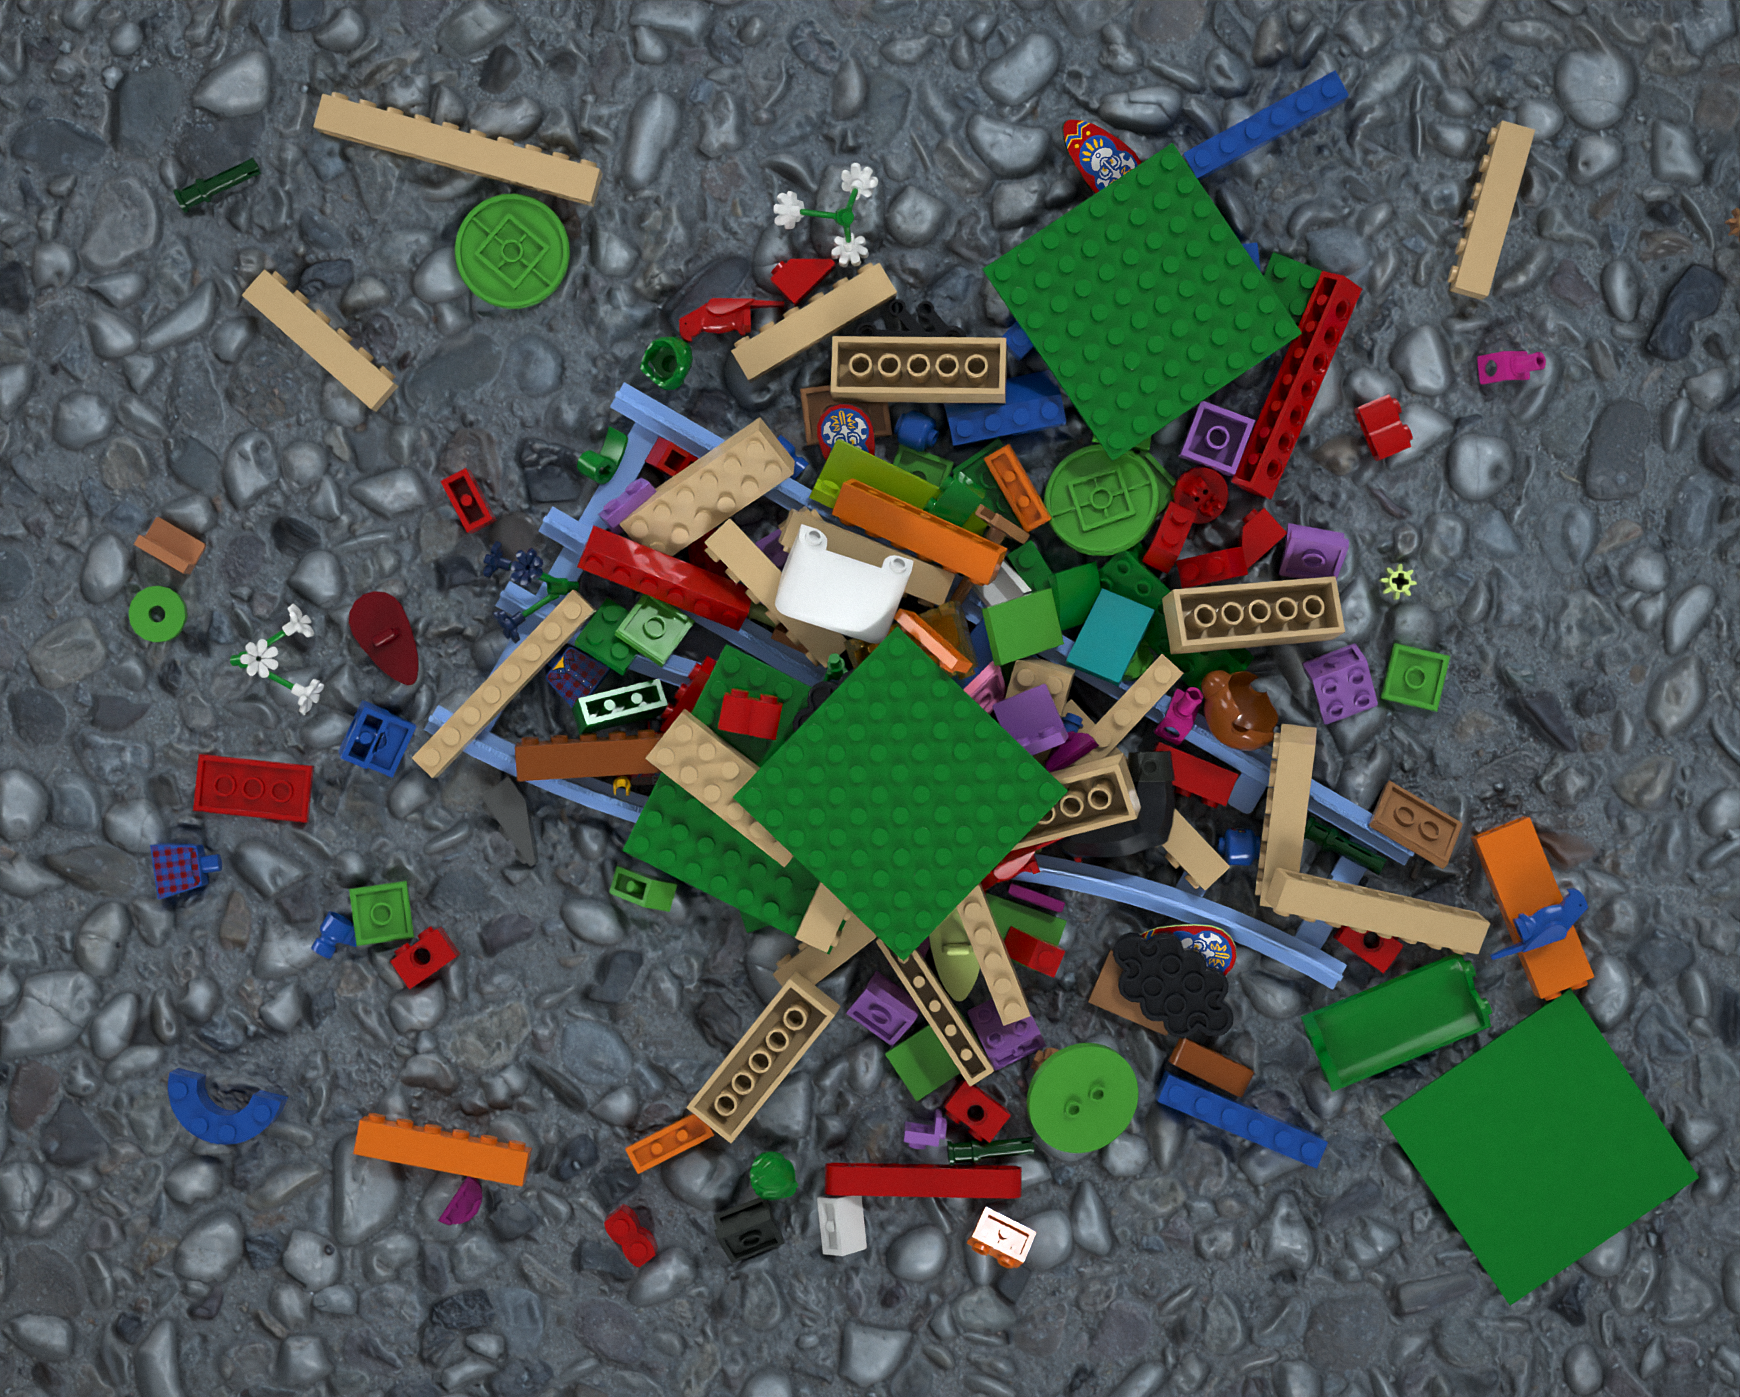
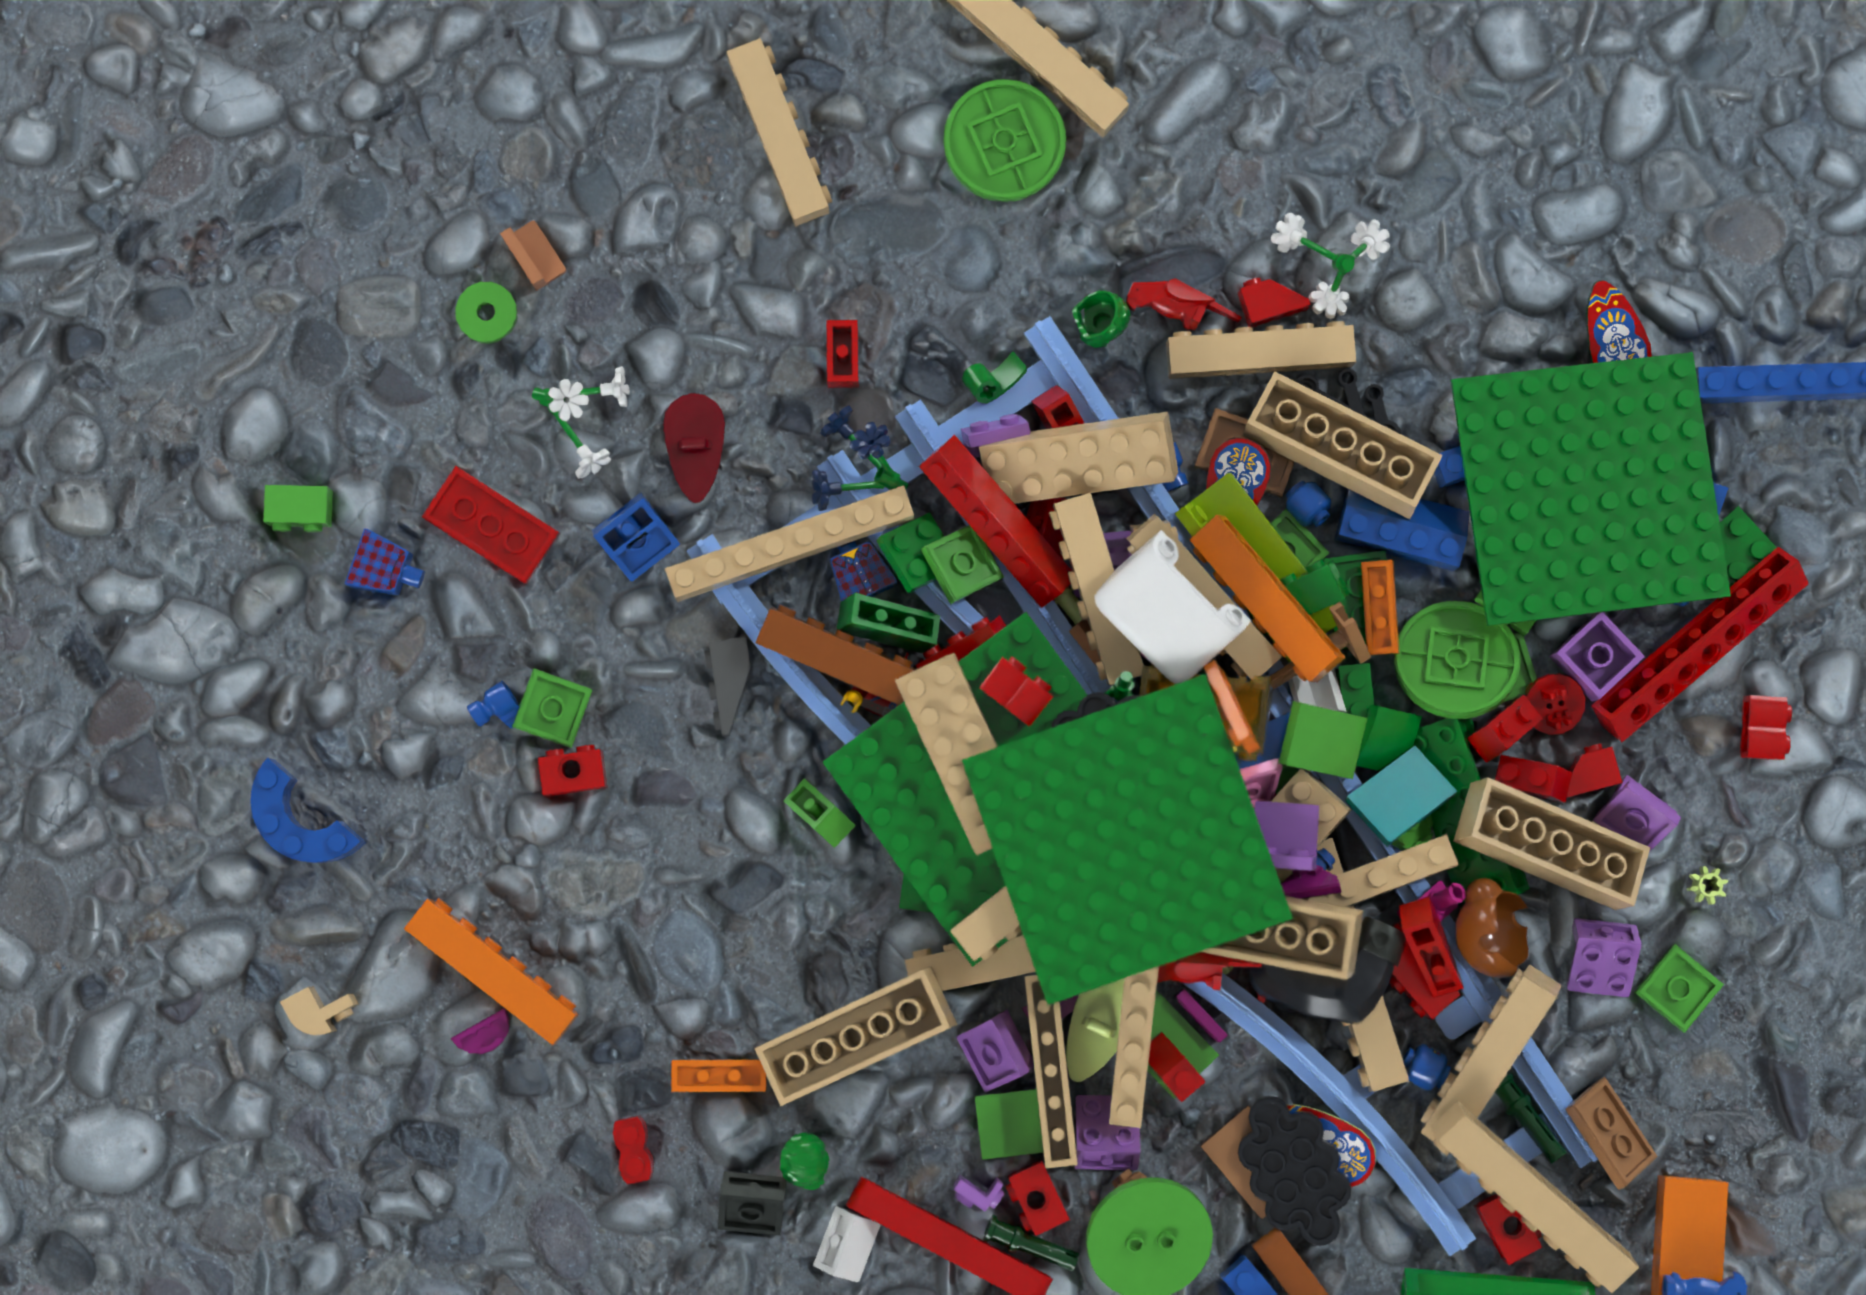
camera: 25 degrees right, 5 degrees down
(87, 853) = (298, 507): none -> bright green brick
(313, 1258) = (311, 1016): none -> tan brick
(1193, 750) = (1430, 946): none -> red slope

